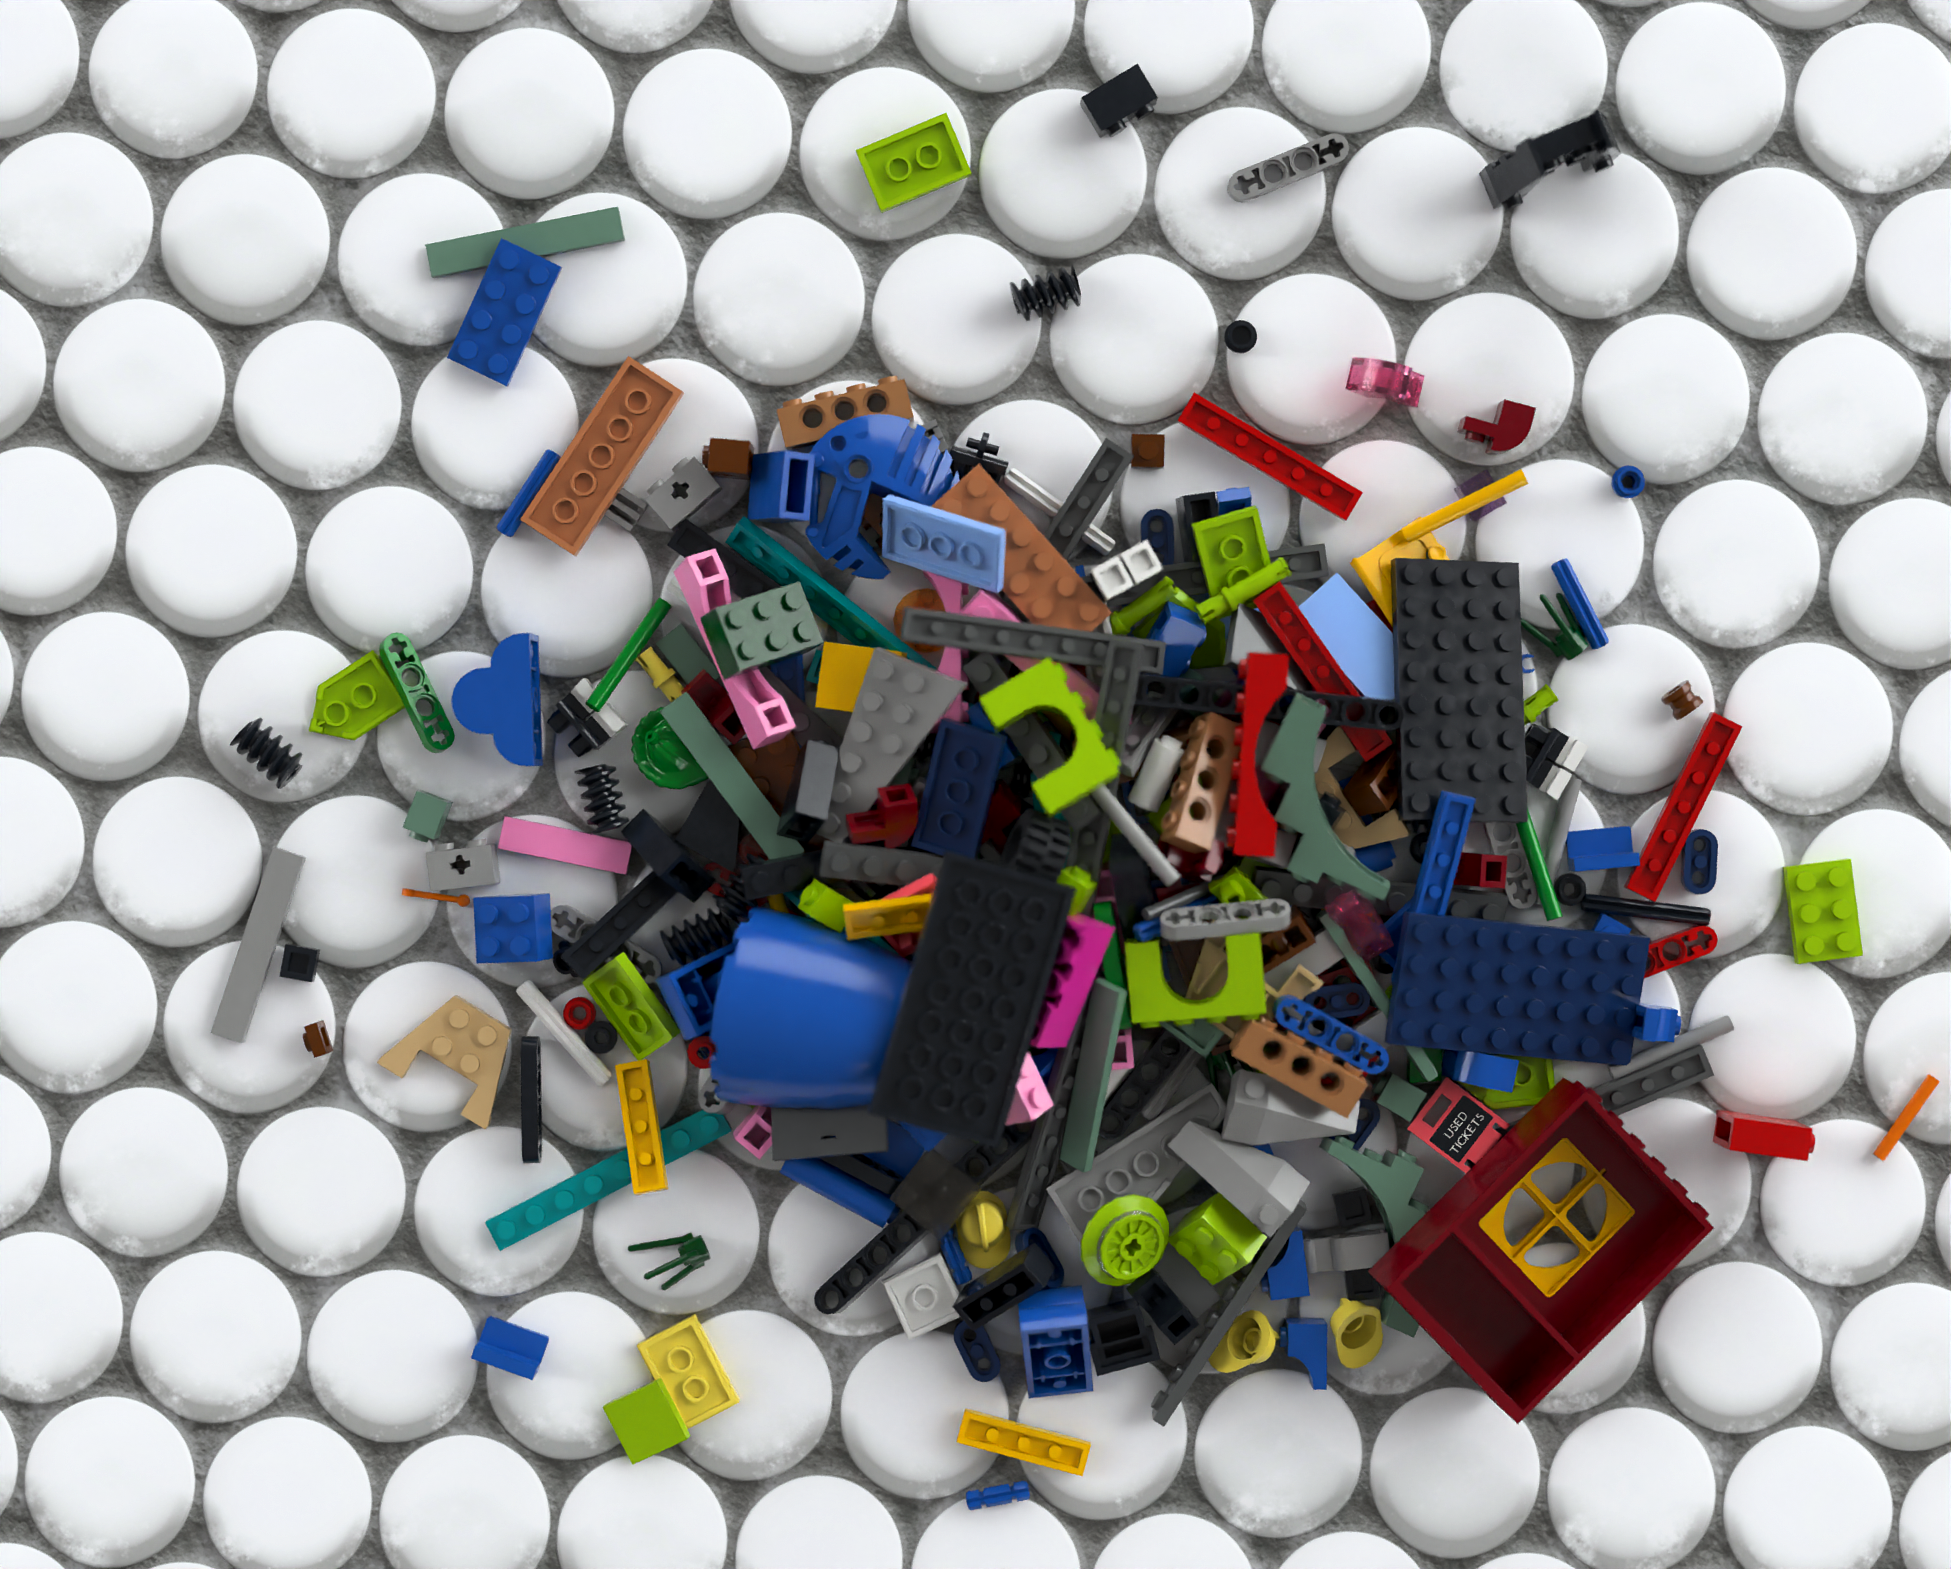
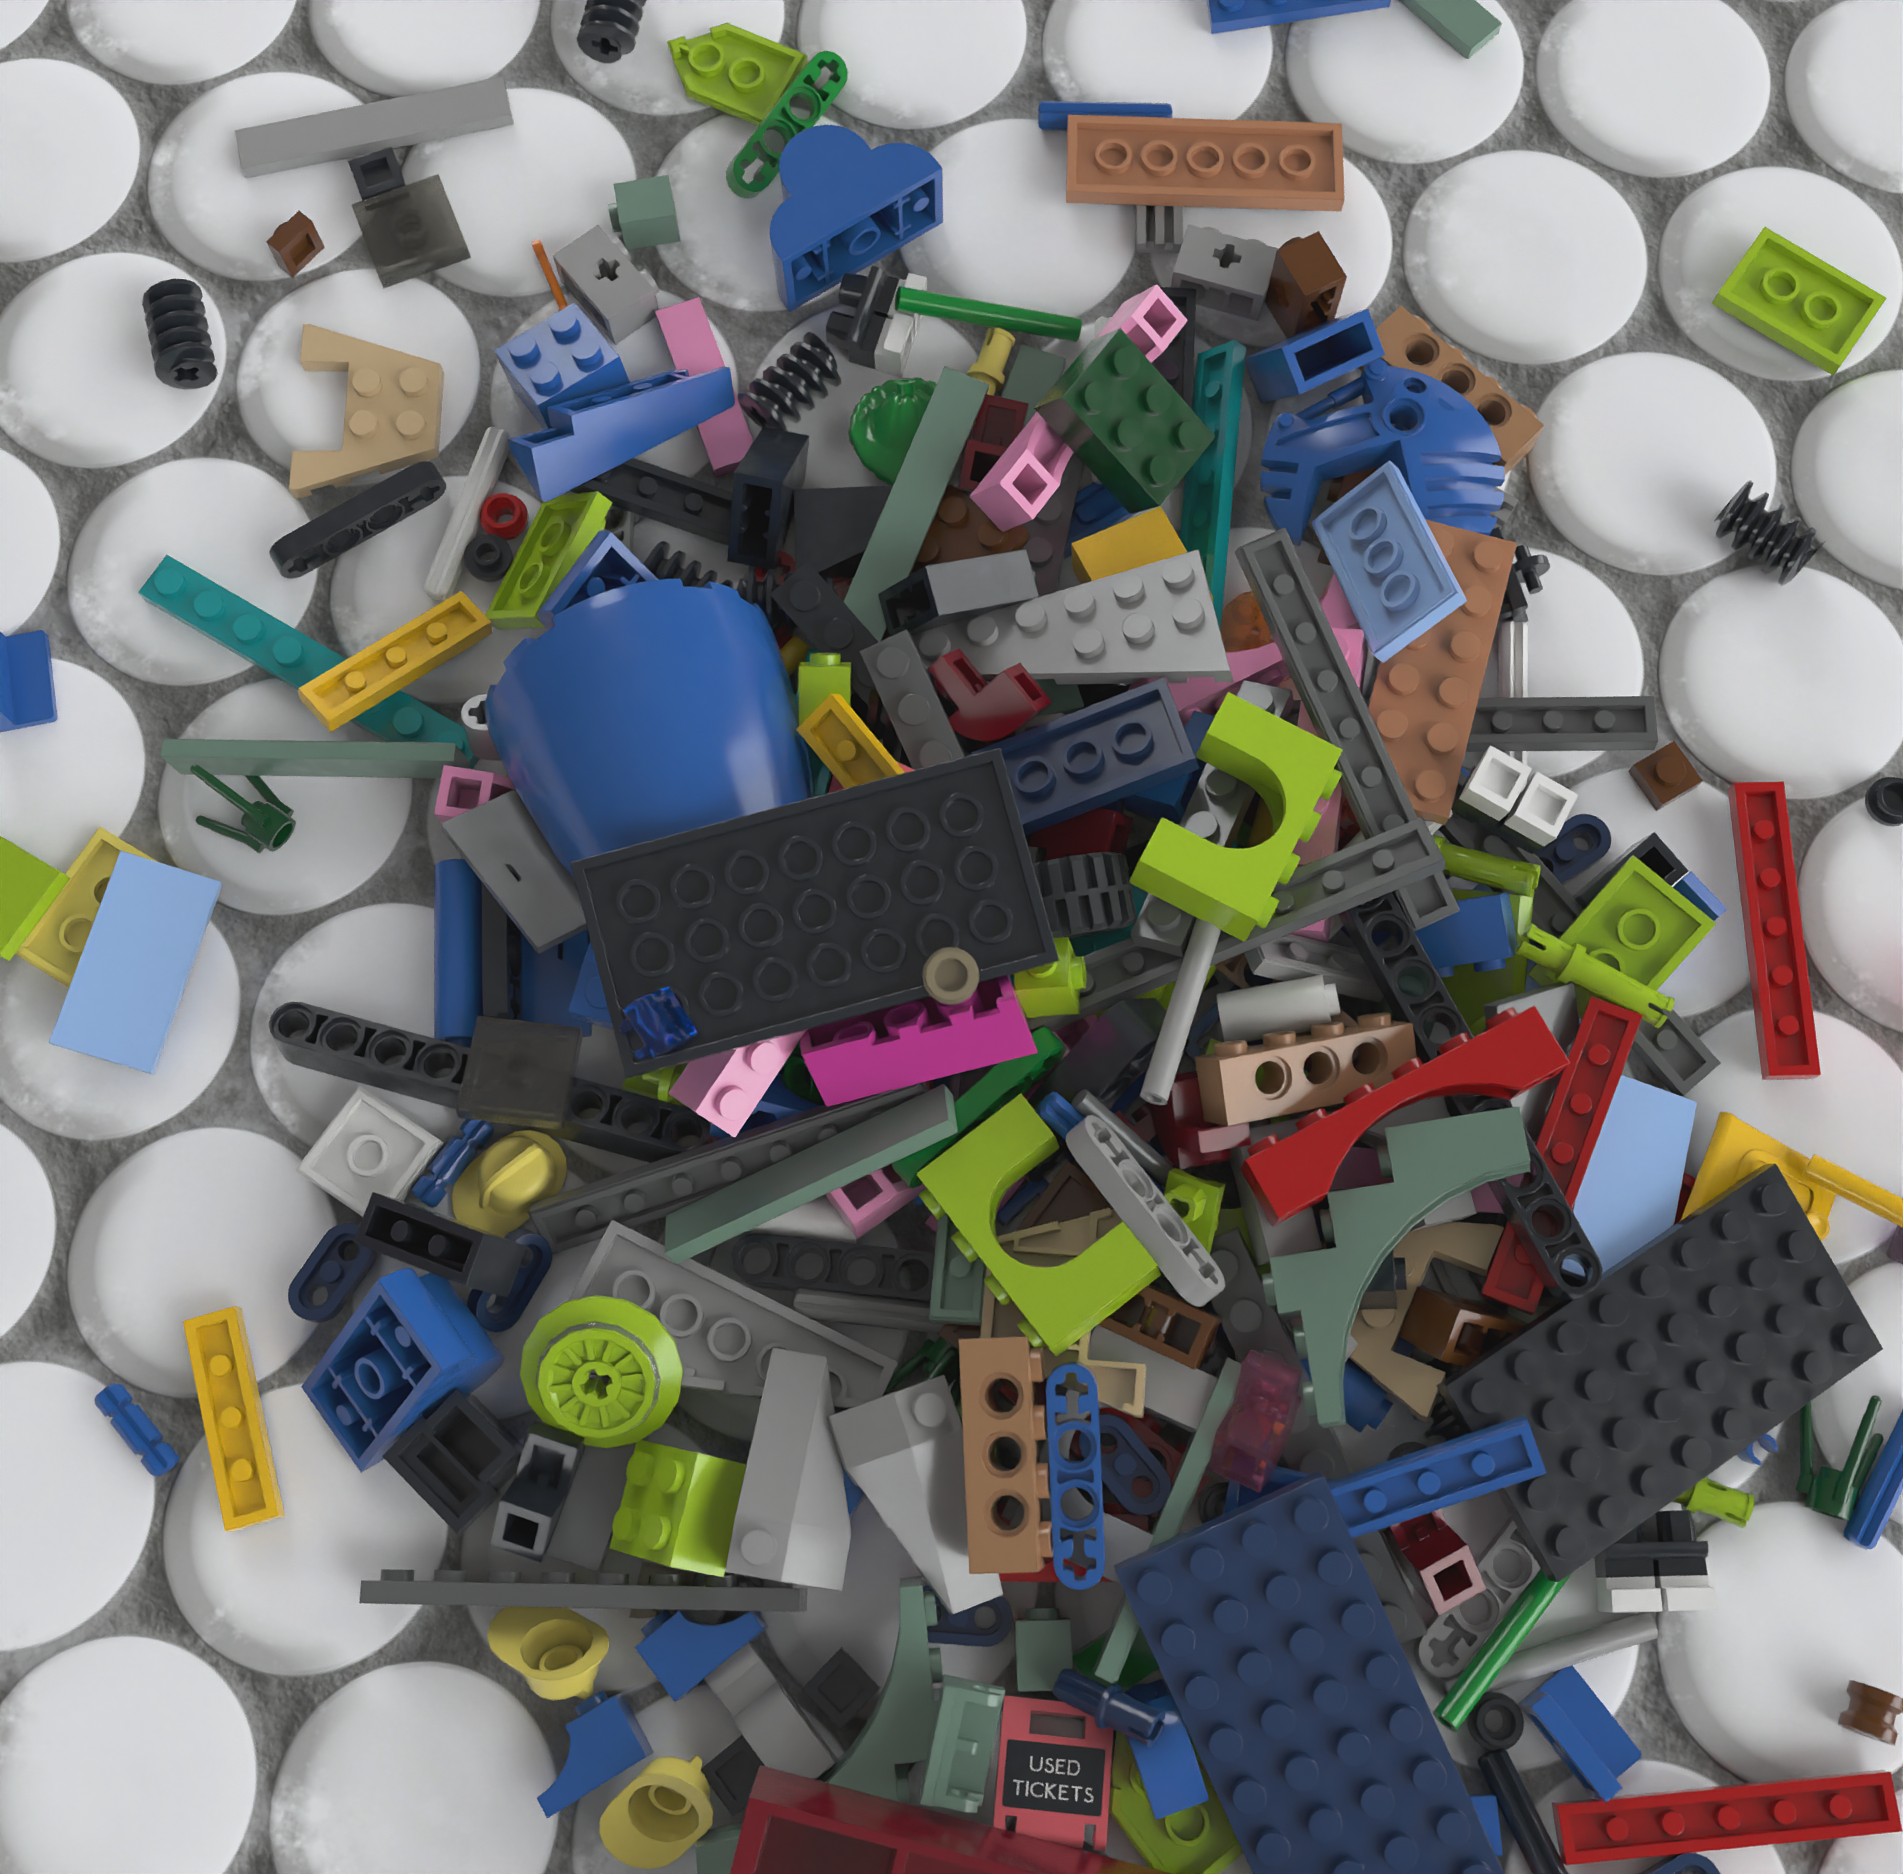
camera: 60 degrees right, 15 degrees down
(341, 1142) = (179, 334): none -> black piece
(350, 963) = (411, 231): none -> clear smoke plate
(573, 919) = (617, 425): none -> blue wedge
(675, 1204) = (313, 758): none -> sand green tile
(734, 1365) = (136, 963): none -> light blue tile
(986, 1117) = (658, 1022): none -> clear blue tile
(1051, 951) = (950, 976): none -> dark tan tile
(1419, 1167) = (961, 1744): none -> sand green hinge
(1447, 1083) = (1110, 1707): none -> dark blue axle

